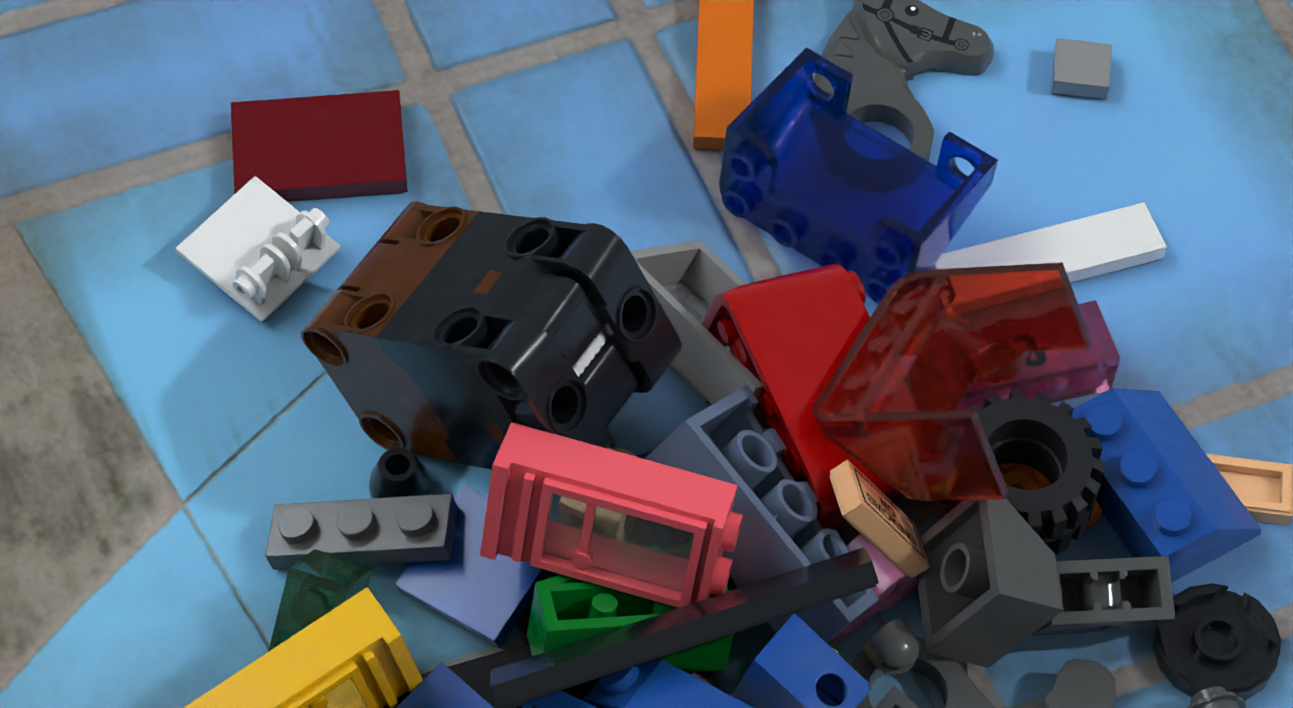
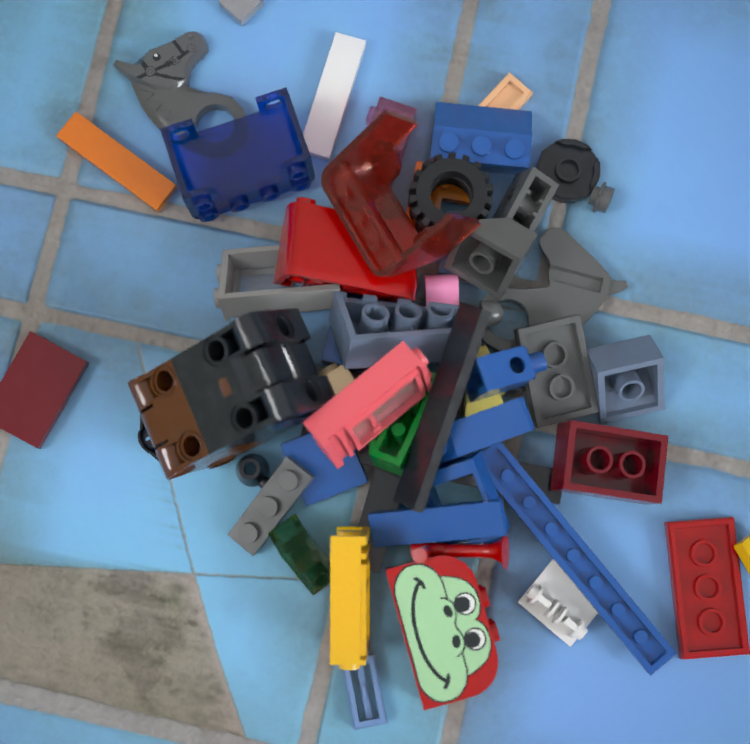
camera: 50 degrees left, 25 degrees up
(259, 248) = (77, 456): white hinge -> none
(878, 519) = (435, 279): light nougat tile -> none

